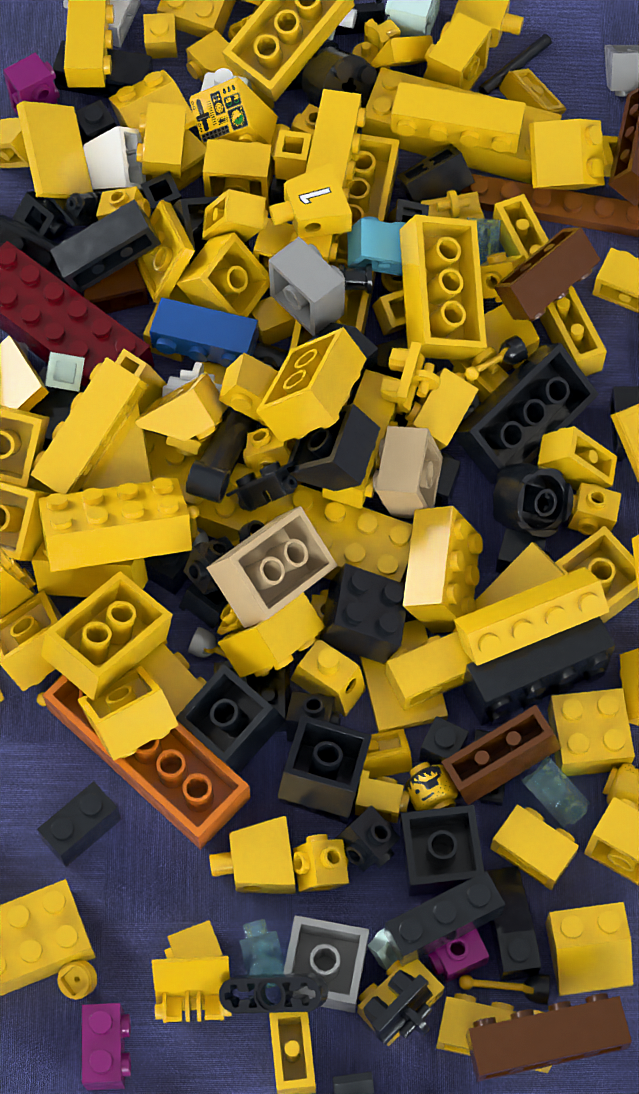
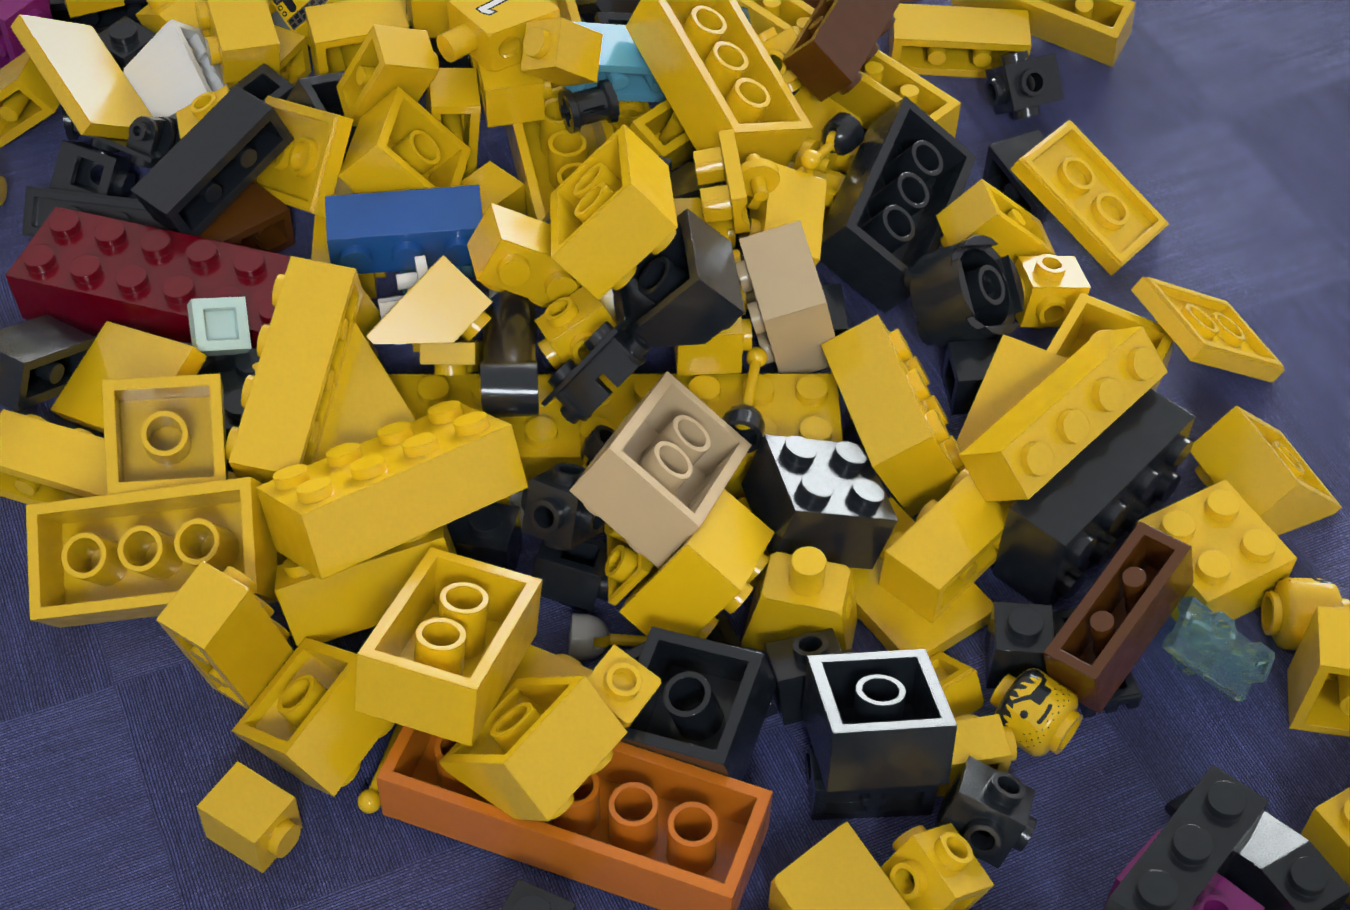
camera: 25 degrees left, 15 degrees down
(187, 695) = (623, 684): none -> yellow bracket
(307, 286) = (531, 120): light grey brick -> none
(341, 547) = (745, 417): none -> hinge
(342, 243) = (561, 52): none -> yellow brick
(440, 848) = (1102, 786): black brick -> none
(535, 846) = (1234, 731): yellow brick -> none

